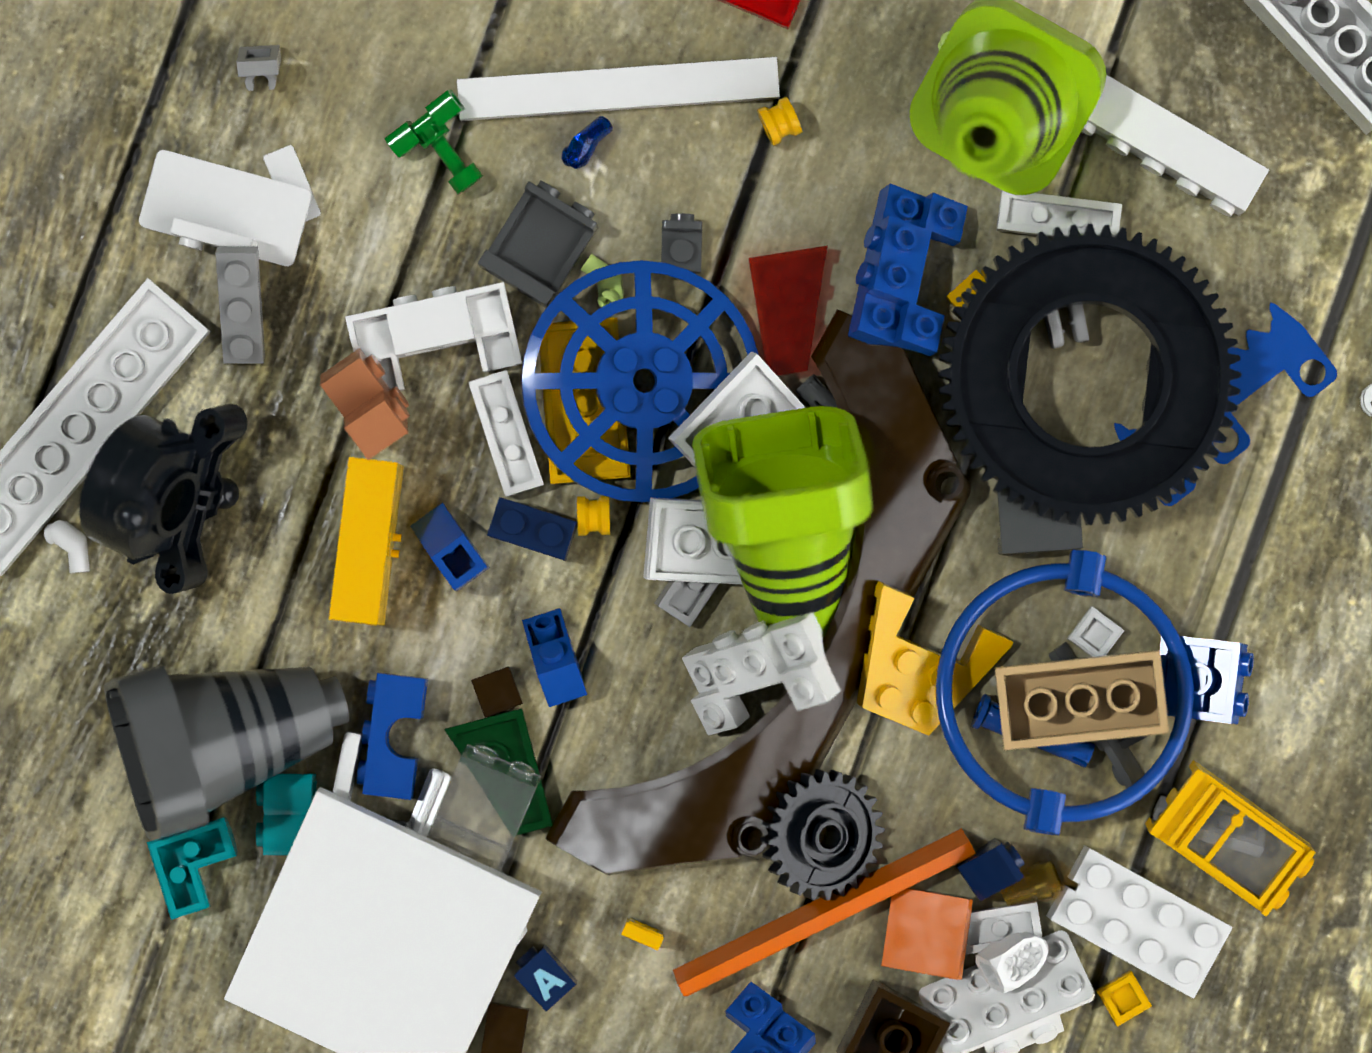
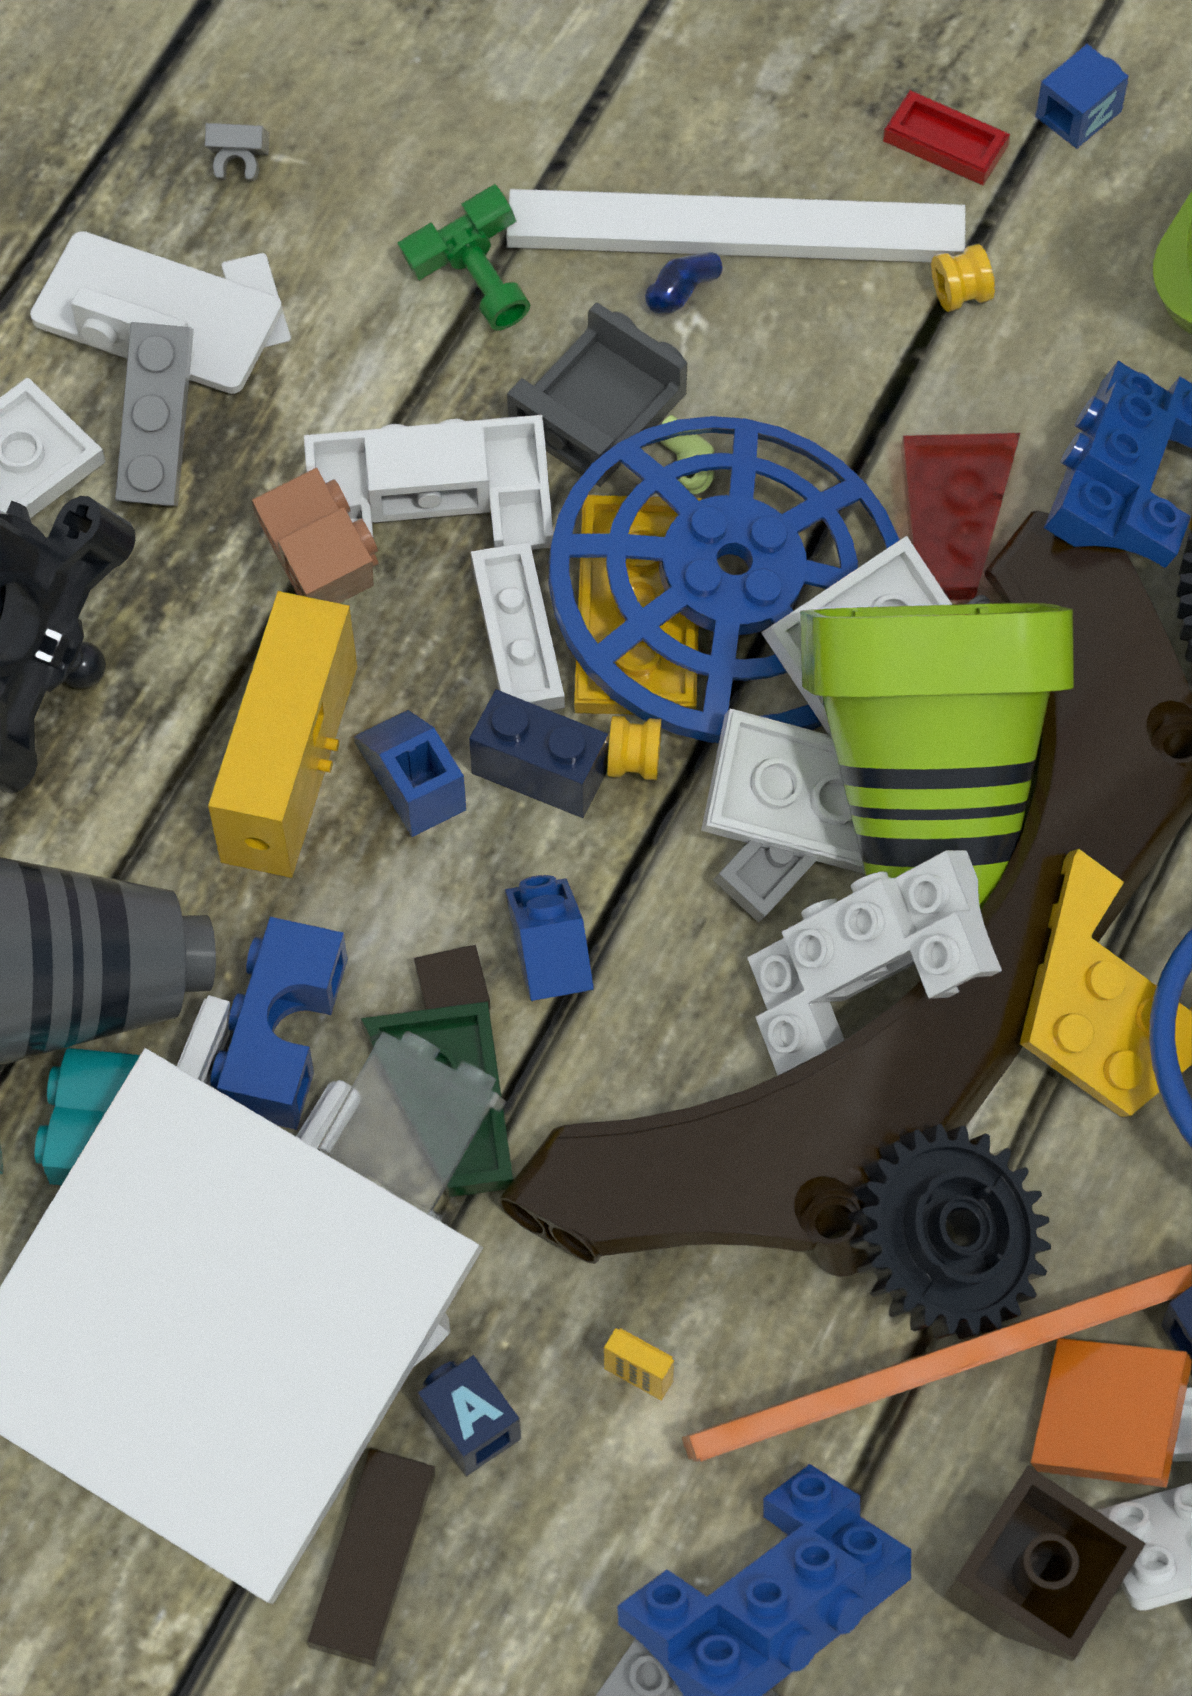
camera: 10 degrees right, 25 degrees down
(682, 242) = (807, 408): dark grey bracket -> none

